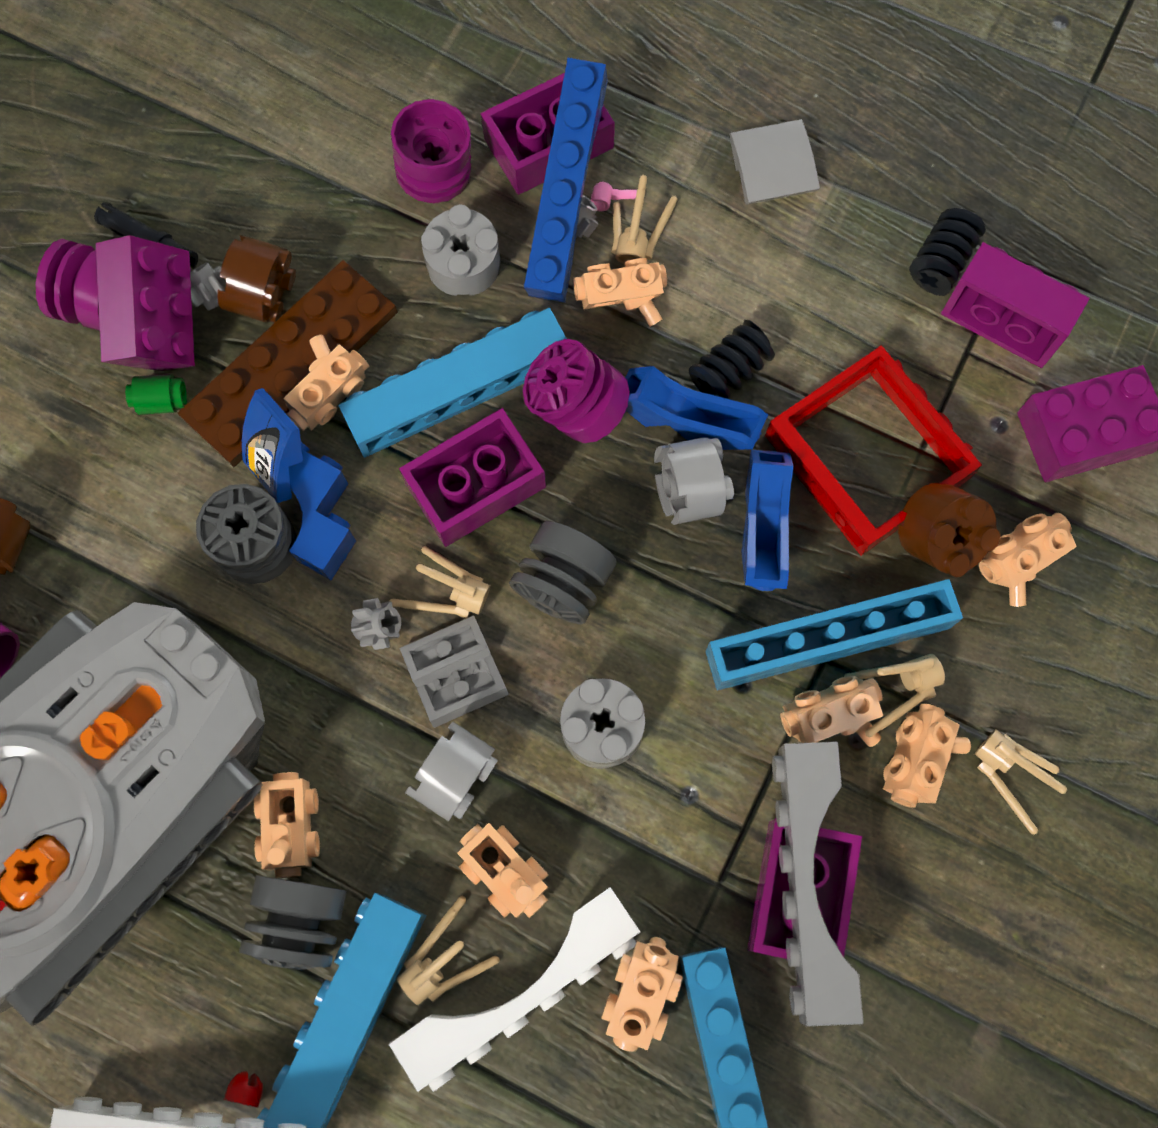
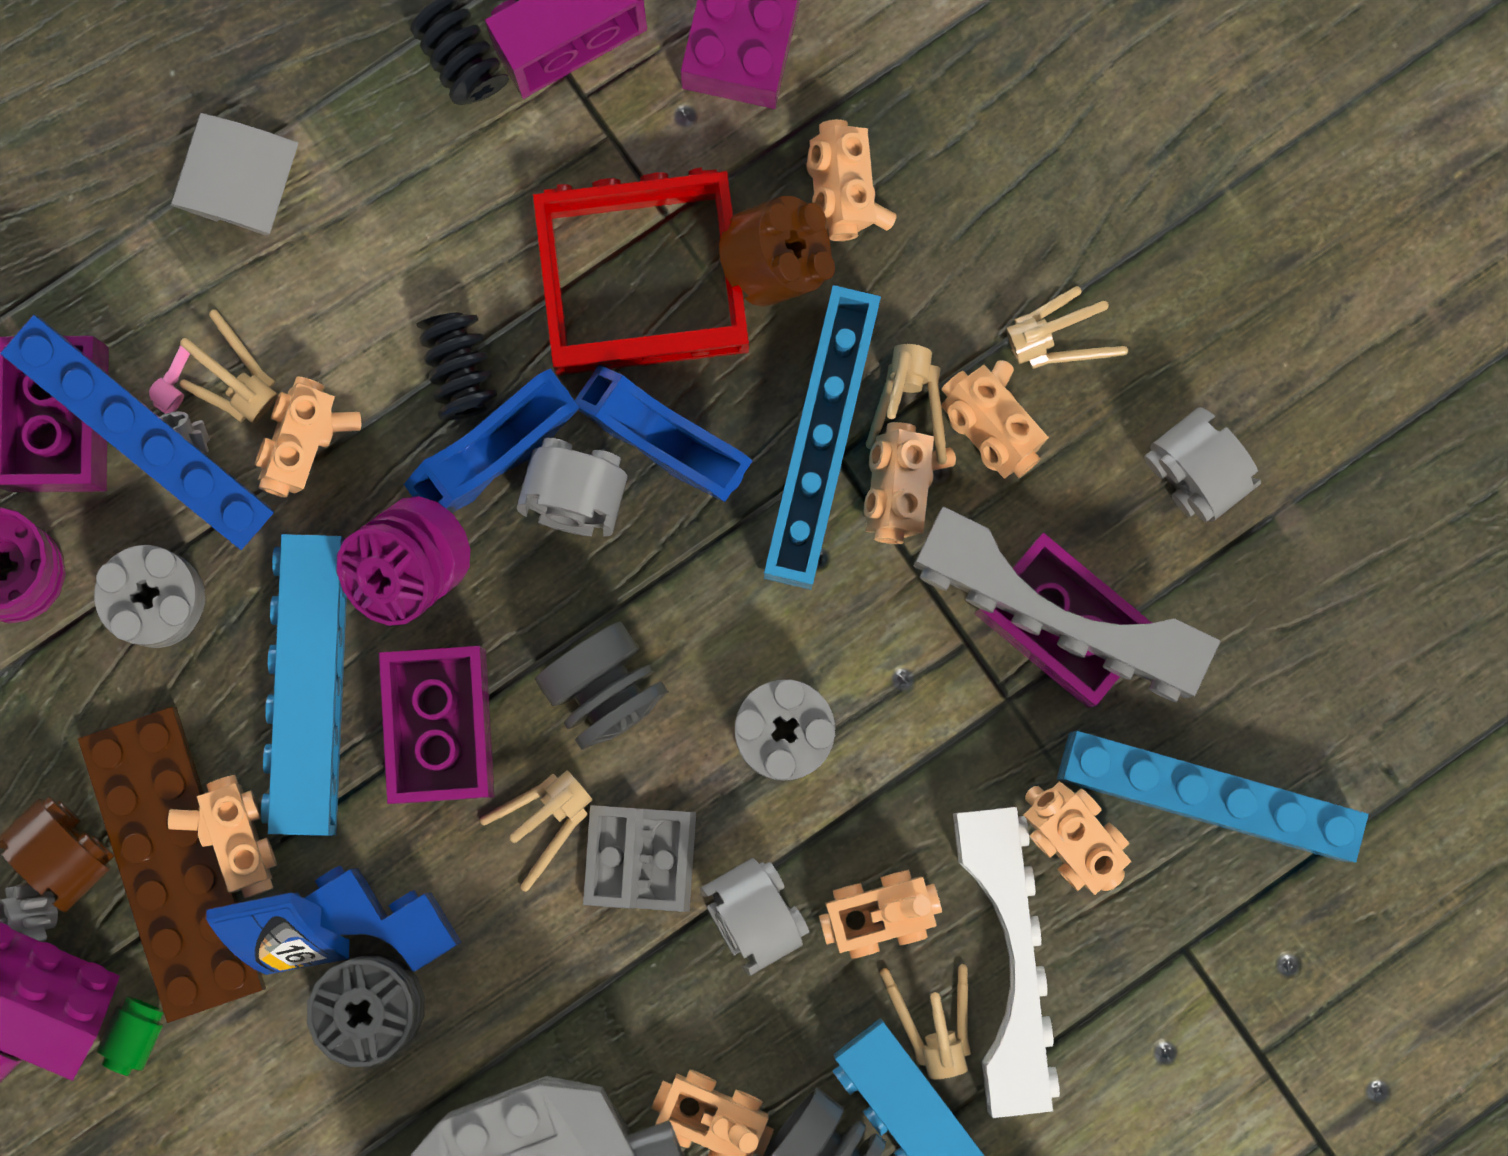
camera: 65 degrees left, 10 degrees up
(376, 624) = (544, 916): light grey gear -> none
(988, 939) = (1203, 466): none -> light grey brick

